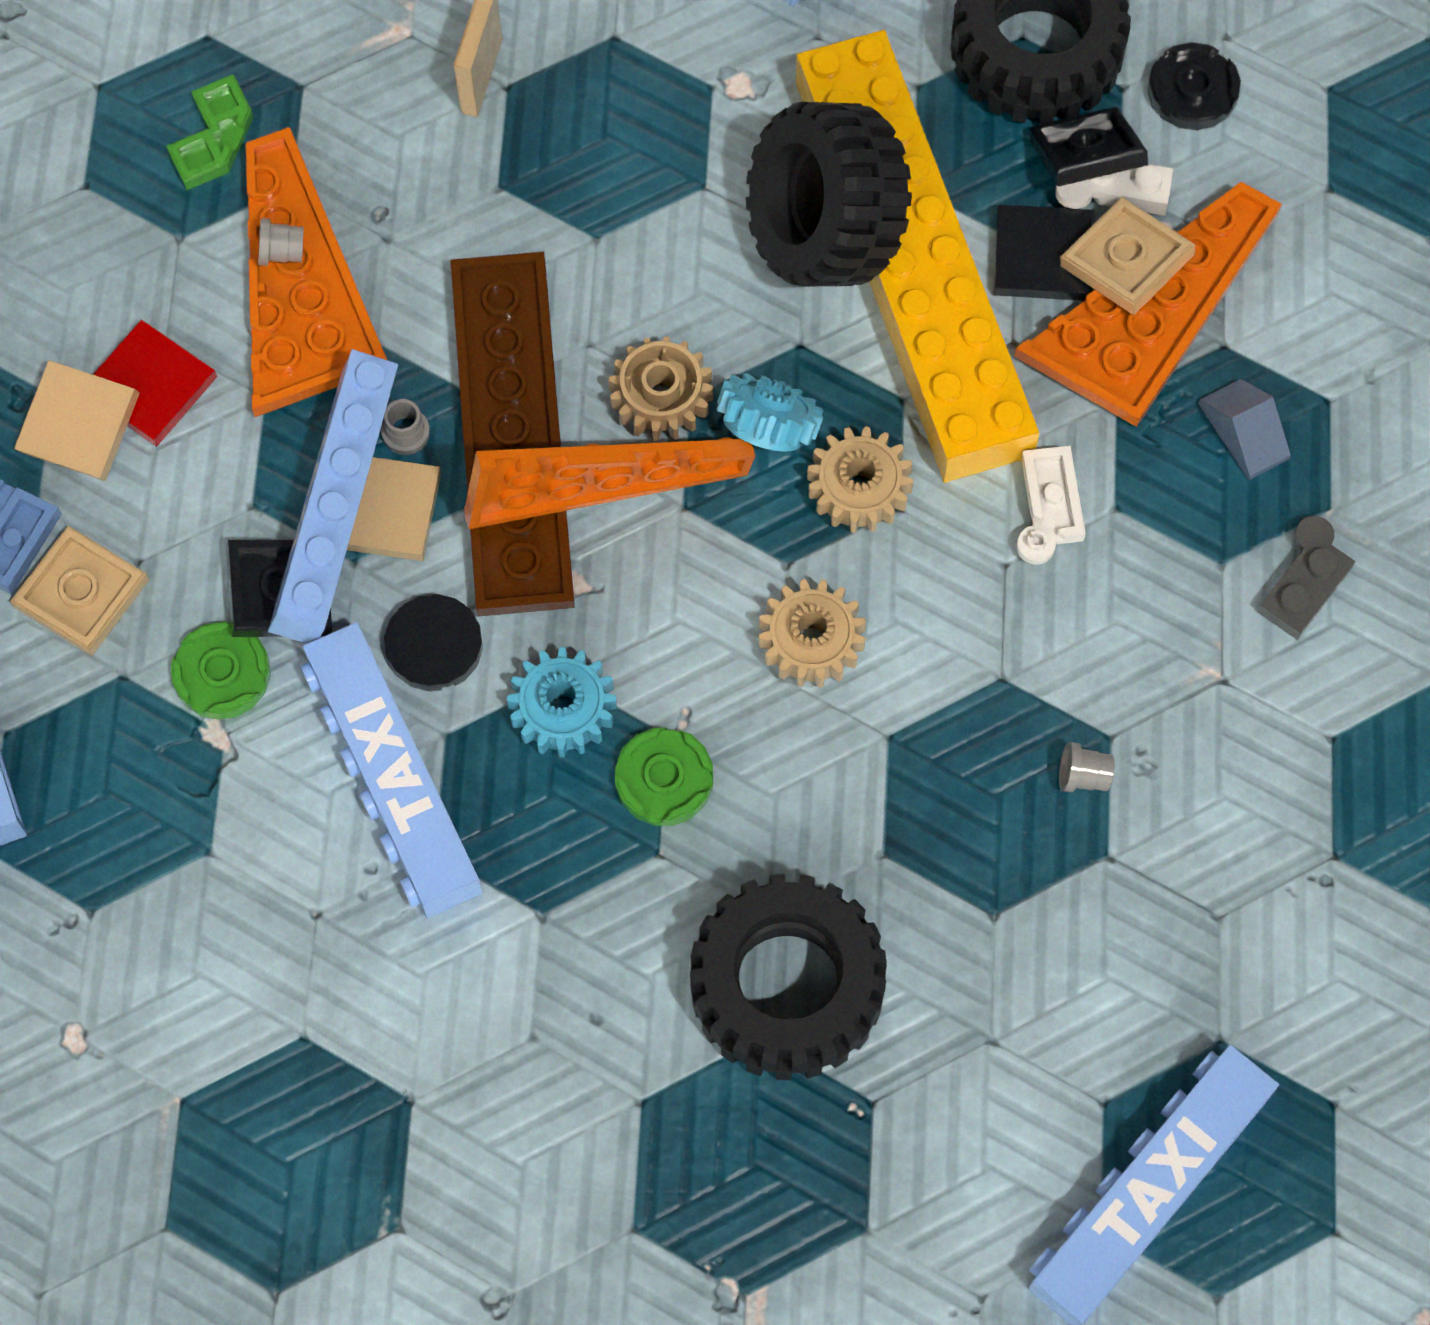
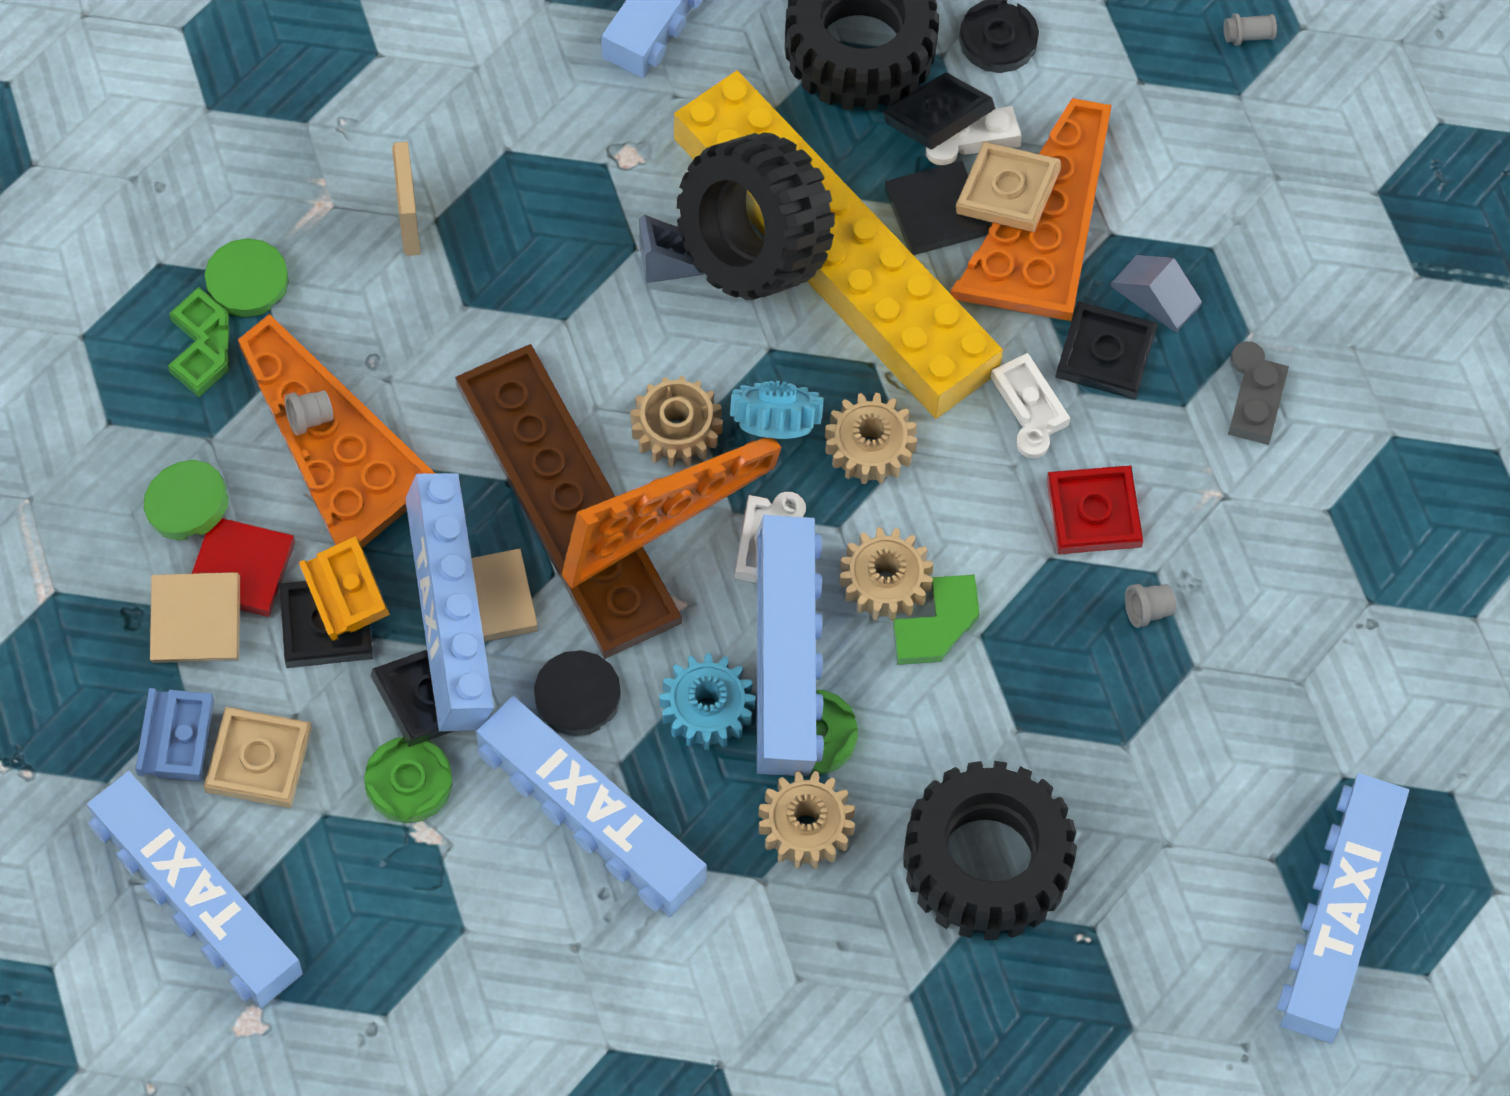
camera: 25 degrees left, 5 degrees down
(121, 293) = (186, 500): none -> bright green tile
(210, 472) = (306, 636): none -> black tile
(236, 444) = (344, 588): none -> light orange plate
(287, 80) = (246, 277): none -> bright green tile
(406, 440) = (485, 535): light grey piece -> none
(606, 844) = (808, 798): none -> tan gear
(666, 673) = (788, 646): none -> light blue brick
(701, 544) = (784, 505): none -> white hinge
(723, 198) = (663, 251): none -> sand blue slope
(835, 720) = (933, 637): none -> bright green tile
(1072, 643) = (1094, 509): none -> red tile
(1161, 472) = (1106, 350): none -> black tile

